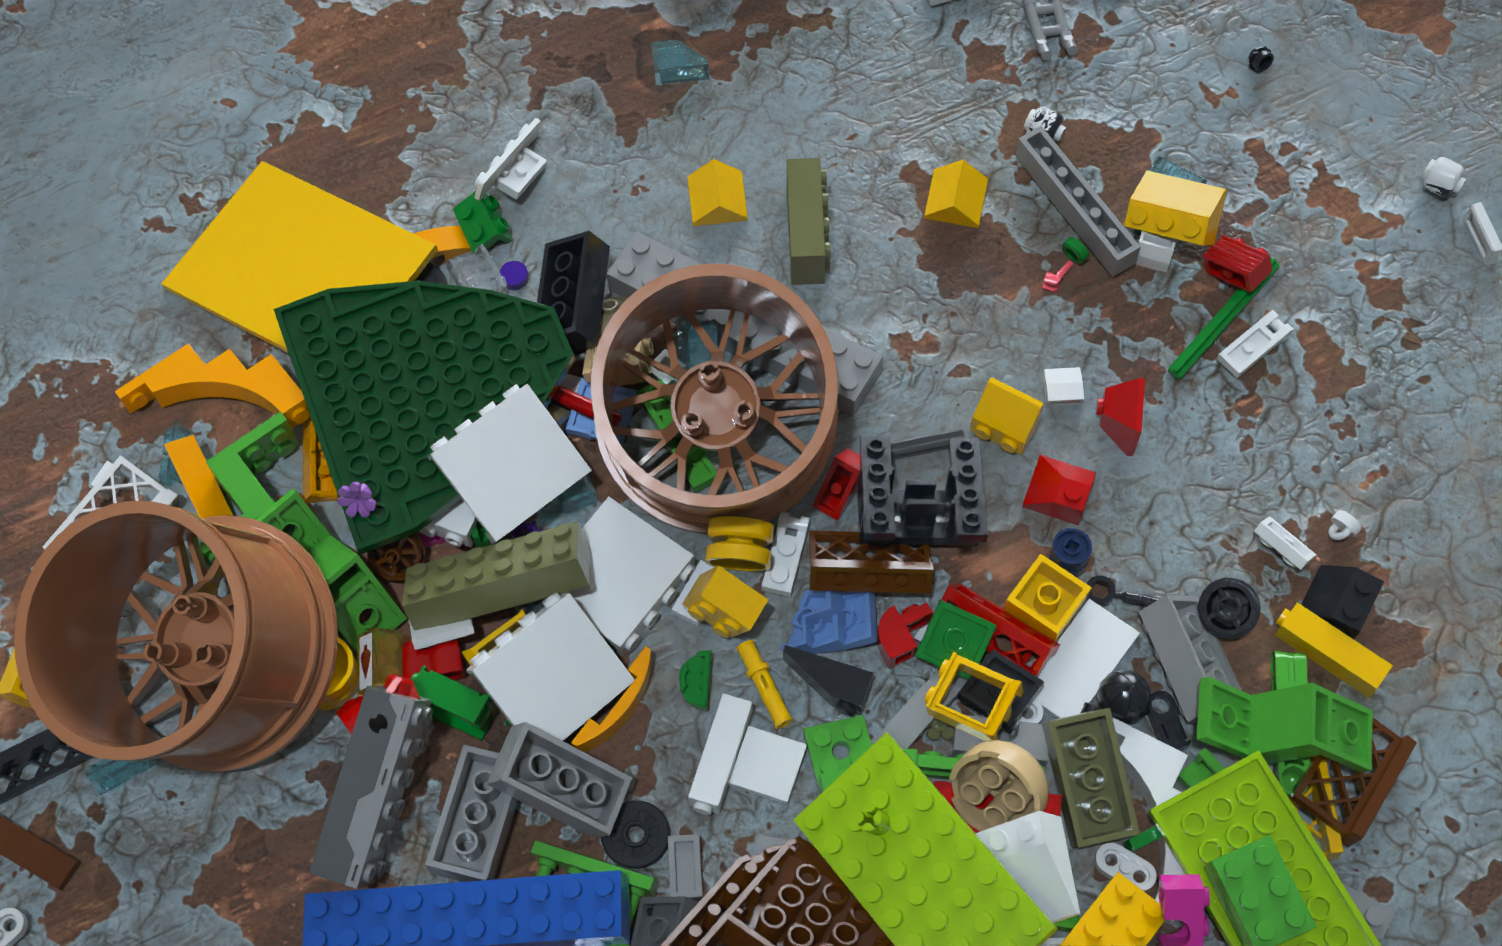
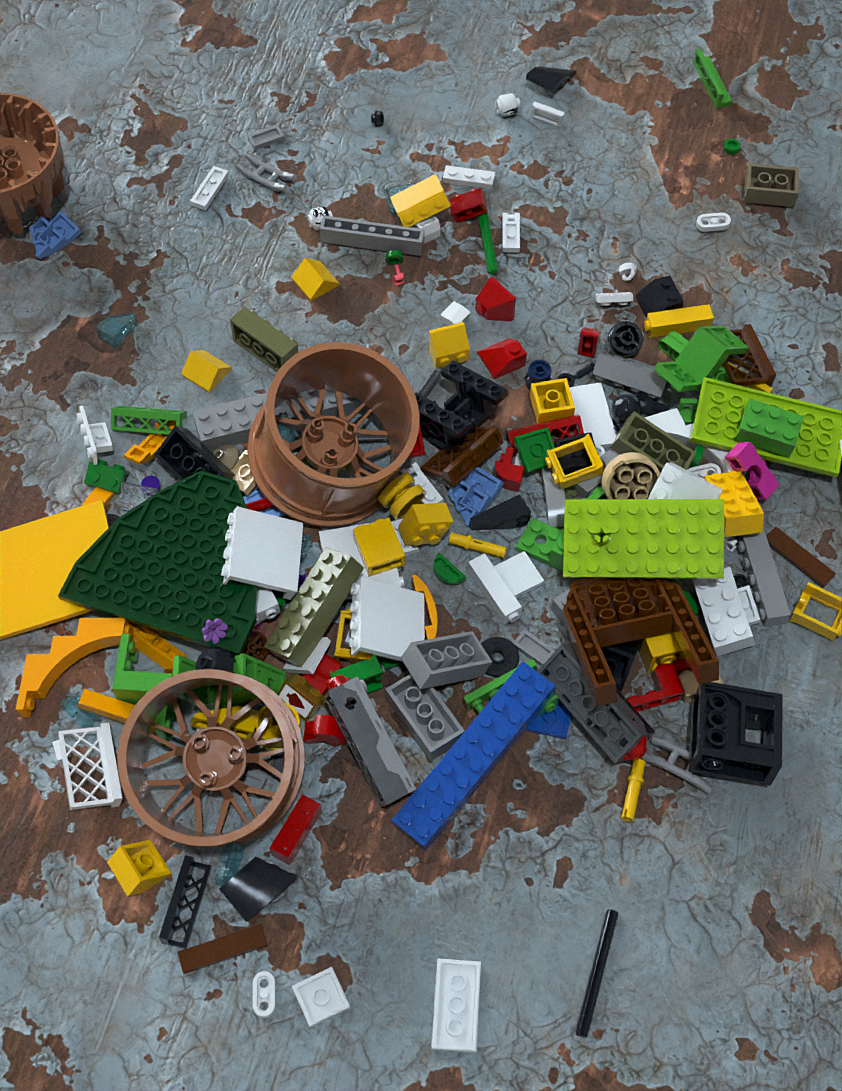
camera: 50 degrees left, 5 degrees down
(113, 816) = (256, 886): none -> black slope
(215, 799) = (295, 829): none -> red brick
(323, 538) = (216, 659): none -> black cone
(536, 232) = (147, 448): none -> light orange slope
(592, 190) = (142, 413): none -> bright green fence
(642, 577) = (378, 546): none -> yellow brick
(1183, 567) = (588, 342): none -> red slope
(1288, 228) = (469, 177): none -> white plate

